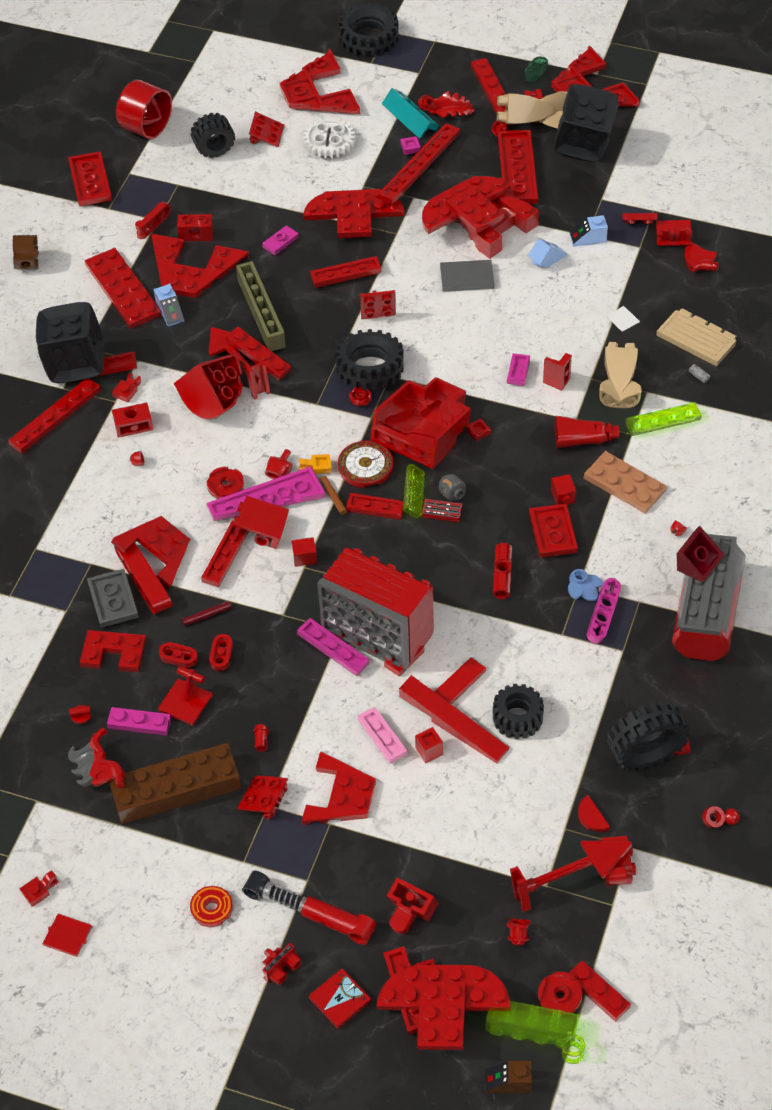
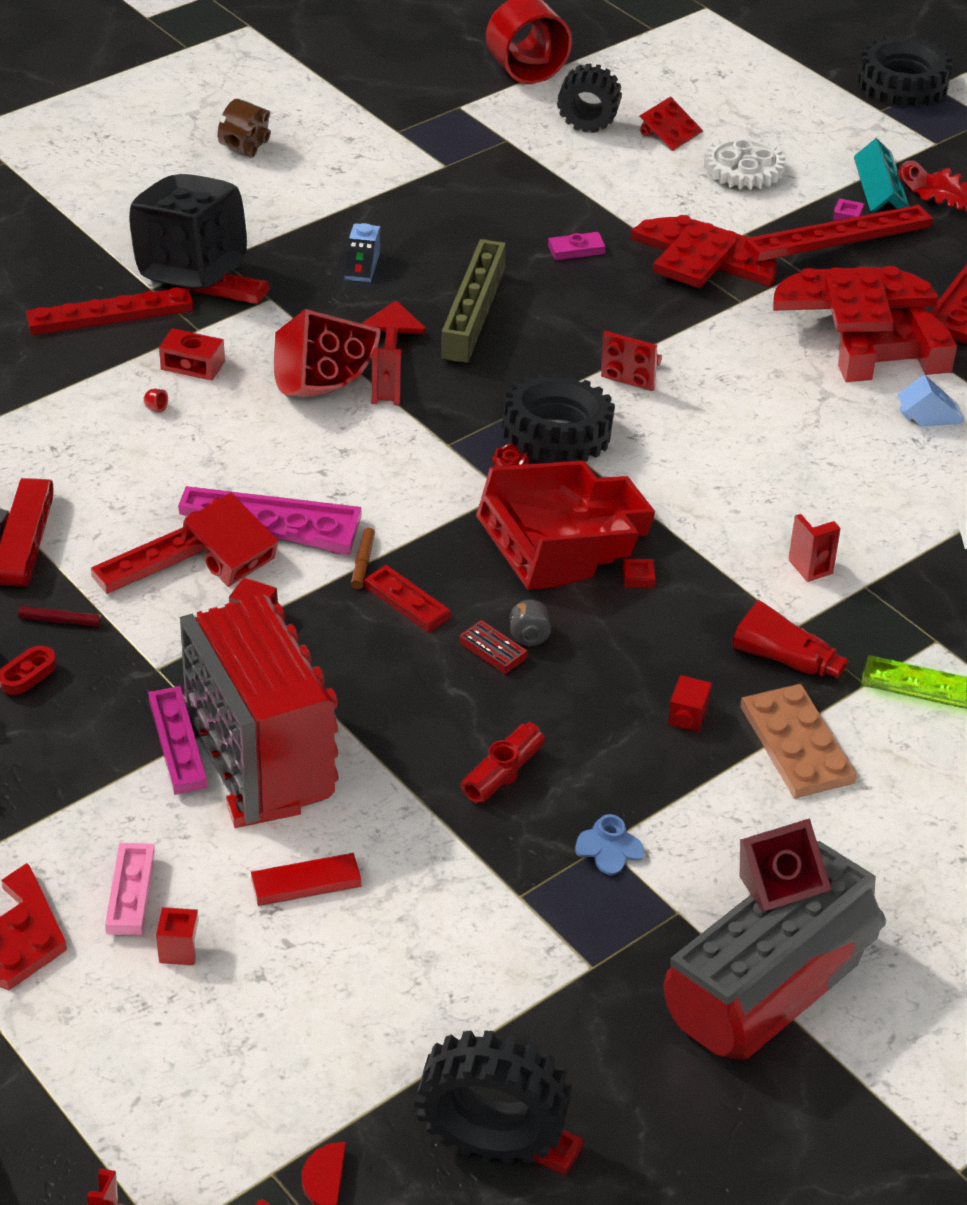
camera: 30 degrees right, 10 degrees down
(90, 178) = (402, 91): red plate -> none
(123, 288) = (328, 215): red plate -> none
(126, 389) = (223, 321): red plate -> none
(152, 220) = (434, 159): red plate -> none
(162, 541) = (85, 500): red wing -> none
(190, 280) = (419, 241): red wing -> none
(195, 227) = (477, 187): red brick -> none
(222, 474) = (250, 479): red plate -> none
(258, 353) = (423, 352): red plate -> none
(278, 466) = (323, 488): red piece -> none
(302, 94) = (757, 103): red wing -> none
(318, 463) = (375, 511): light orange plate -> none
(345, 271) = (627, 312): red plate -> none
(365, 463) = (441, 541): tile -> none
(413, 491) = (473, 602): clear neon green plate -> none
(452, 719) = (246, 923): red slope -> none
(467, 275) = (793, 386): dark grey tile -> none
(518, 369) = (763, 525): dark pink plate -> none
(521, 698) = (347, 938): black tyre -> none
(553, 530) = (627, 749): red plate -> none
(606, 611) = (608, 893): dark pink beam -> none
(620, 366) = (915, 586): tan hips -> none
(677, 526) = (826, 836): red hinge -> none

